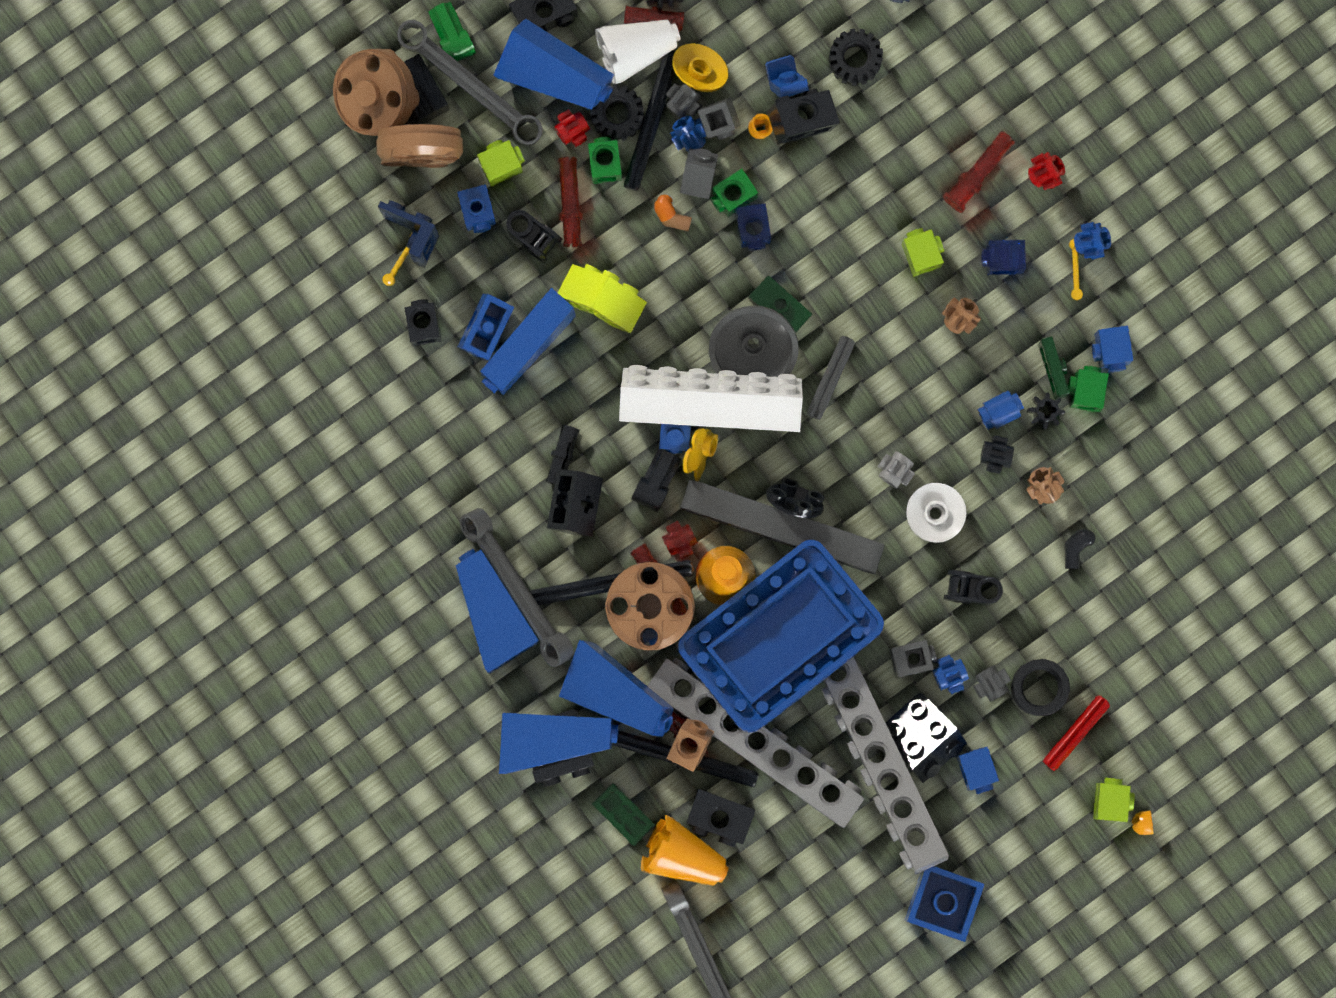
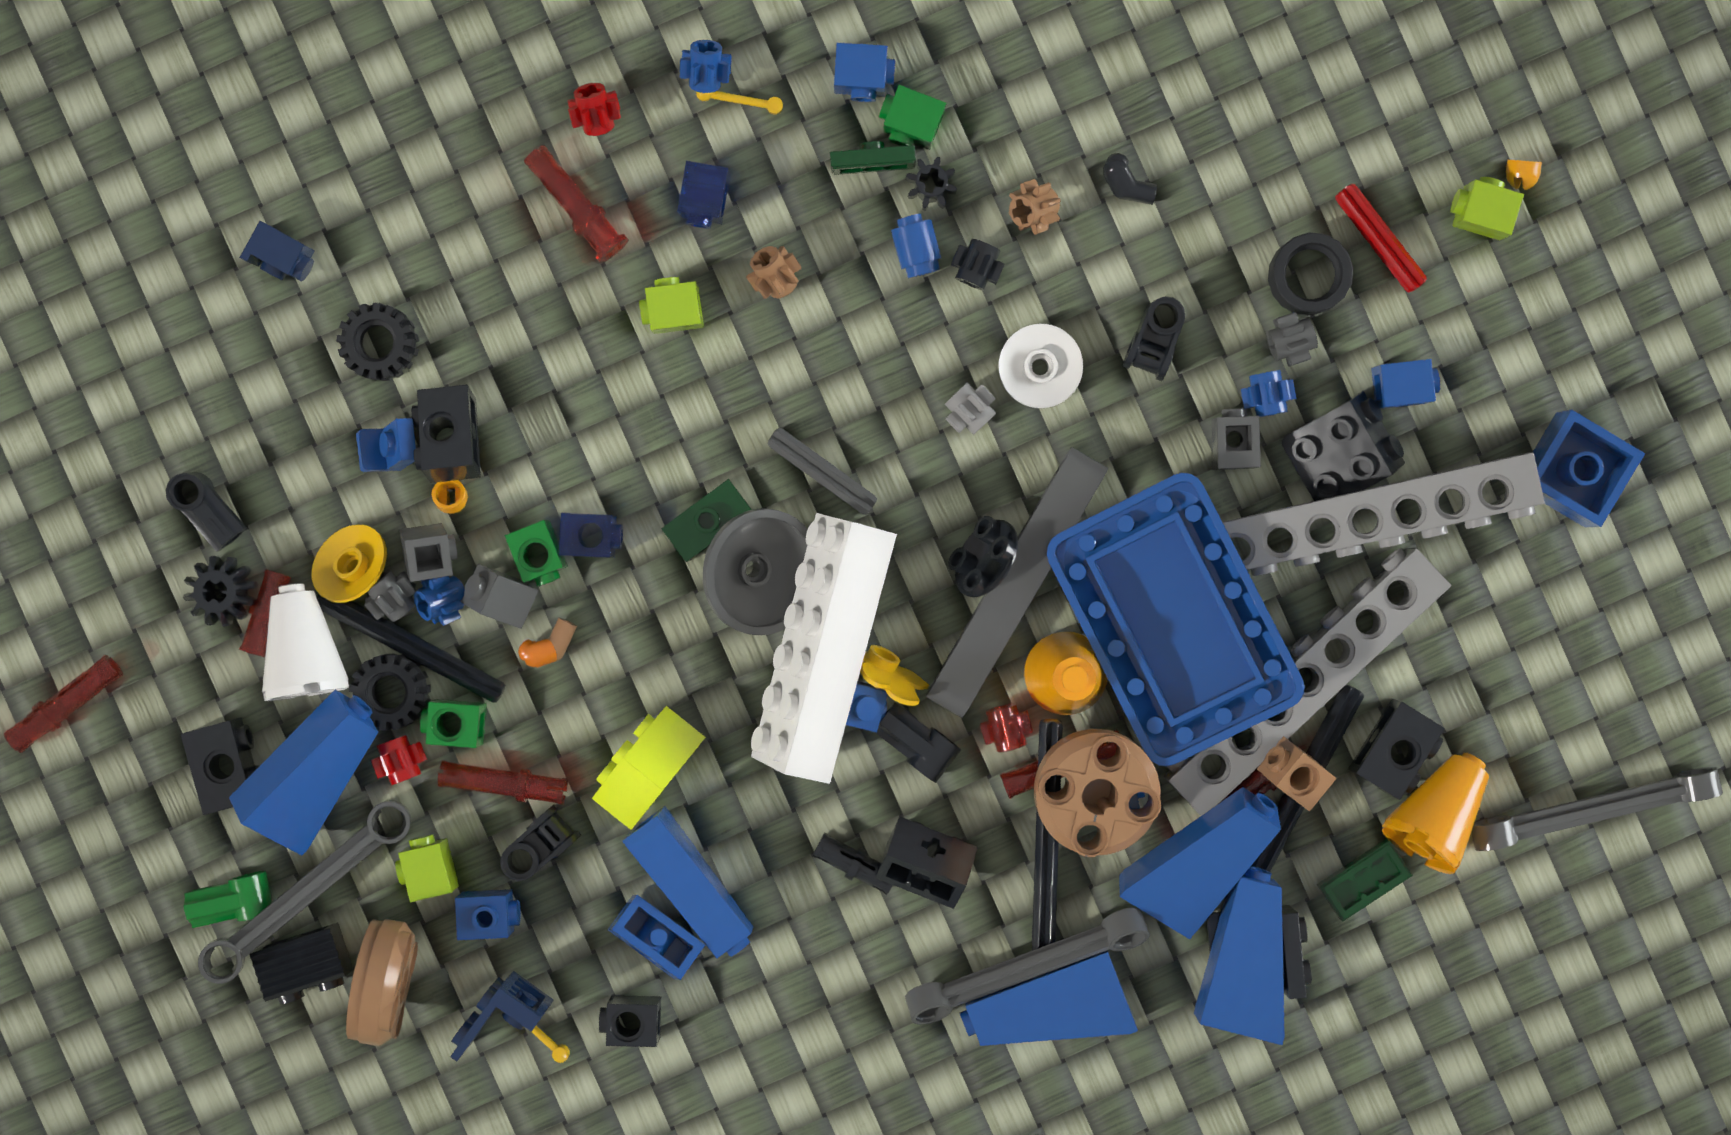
camera: 80 degrees left, 5 degrees up
(374, 91) = (290, 1028): medium nougat piece -> none

